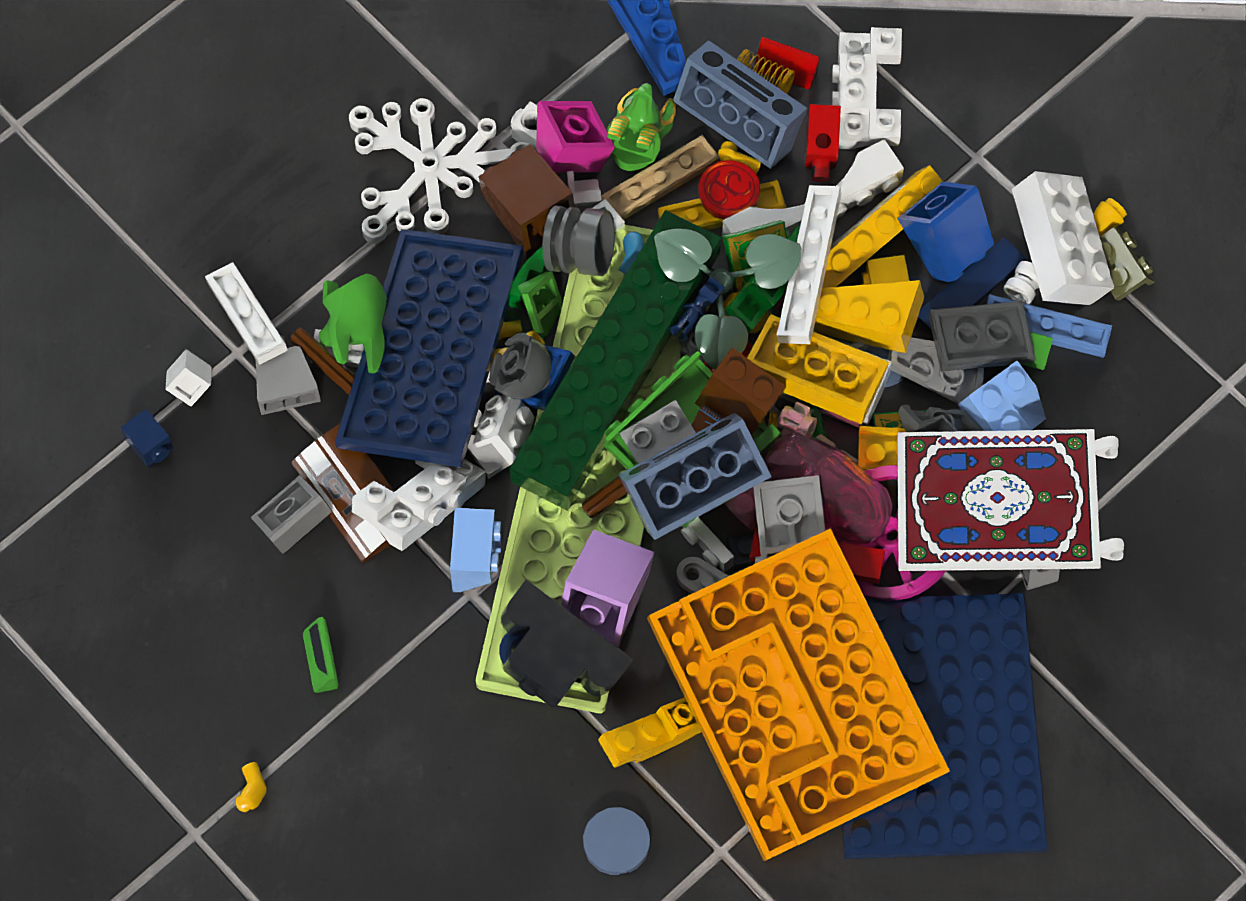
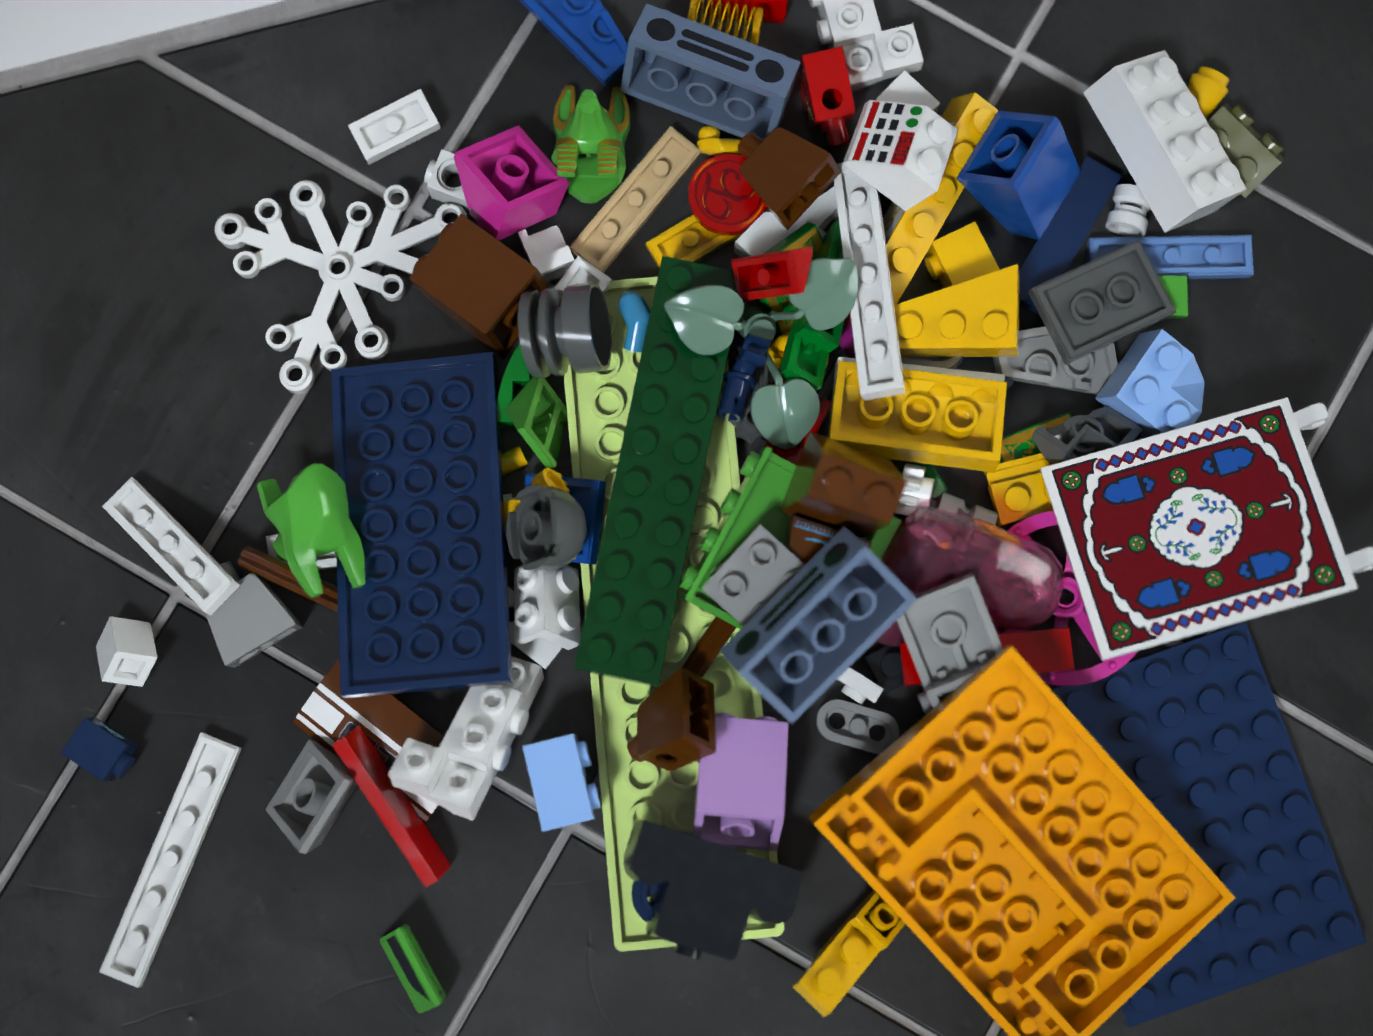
camera: 20 degrees left, 15 degrees up
(170, 531) = (170, 860): none -> white tile
(345, 534) = (392, 806): none -> red tile
(501, 80) = (394, 126): none -> white plate
(571, 527) = (676, 723): none -> reddish brown torso
(738, 235) = (772, 273): none -> red slope
(774, 180) = (786, 172): none -> reddish brown torso
(860, 185) = (900, 150): none -> white slope

